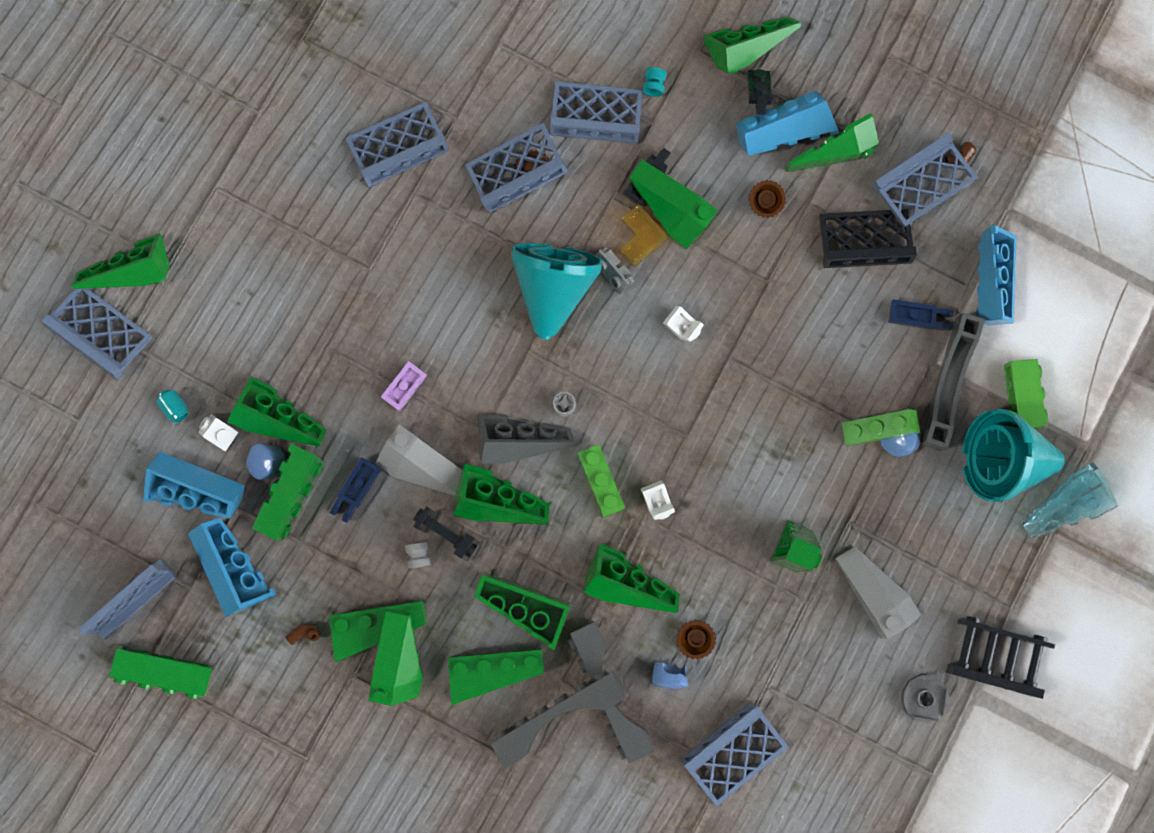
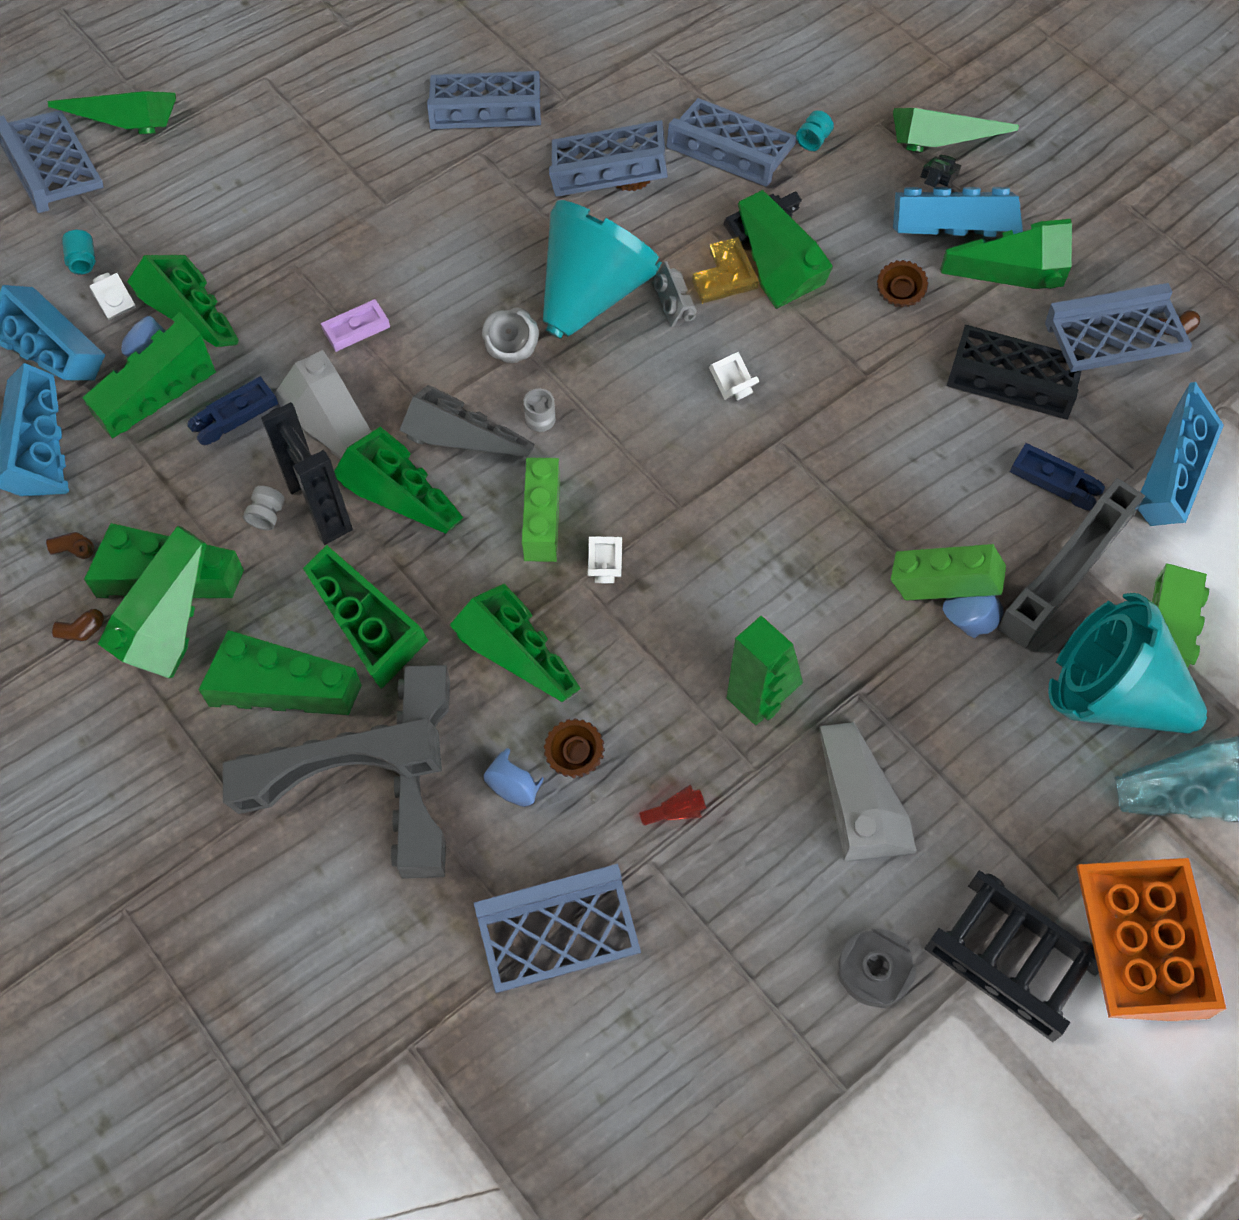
camera: 30 degrees right, 20 degrees down
(344, 689) = (81, 628): none -> reddish brown arm
(521, 358) = (513, 346): none -> light grey piece
(776, 646) = (682, 805): none -> clear red cone
(1073, 621) = (1150, 940): none -> orange slope

